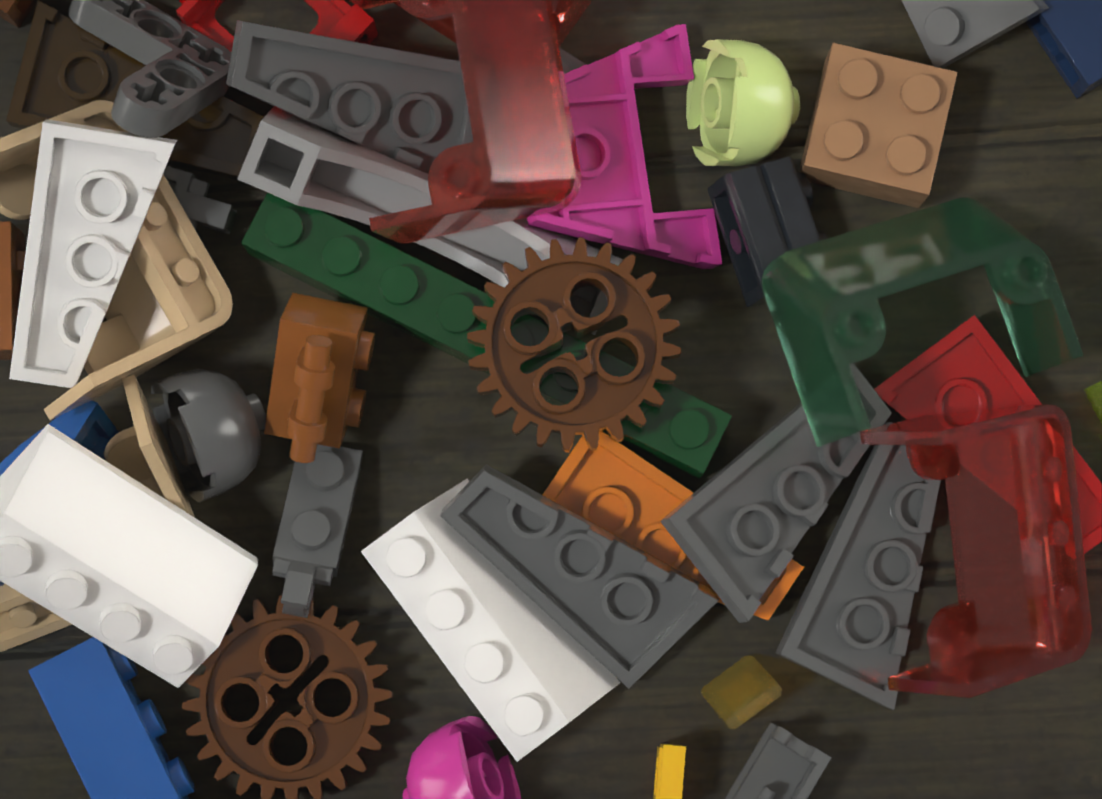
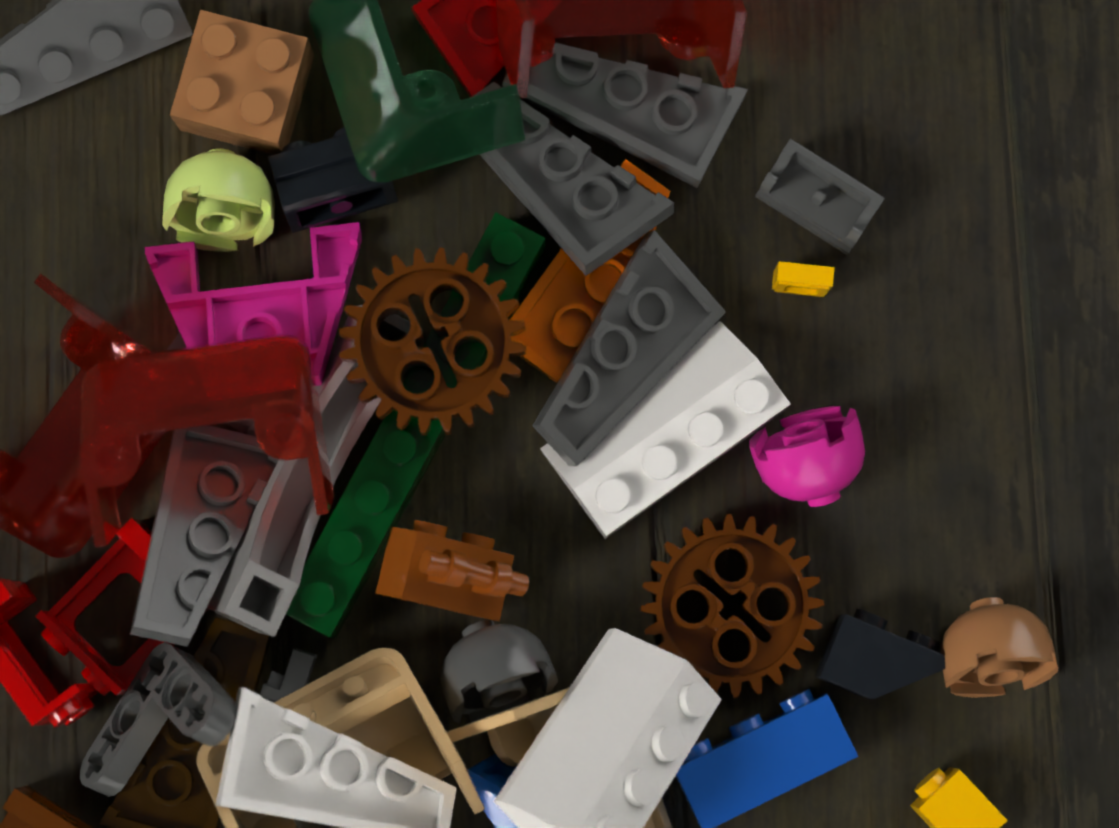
camera: 90 degrees left, 0 degrees up
(315, 524) = (581, 579): dark grey hinge -> none
(741, 692) = (731, 217): clear yellow slope -> none

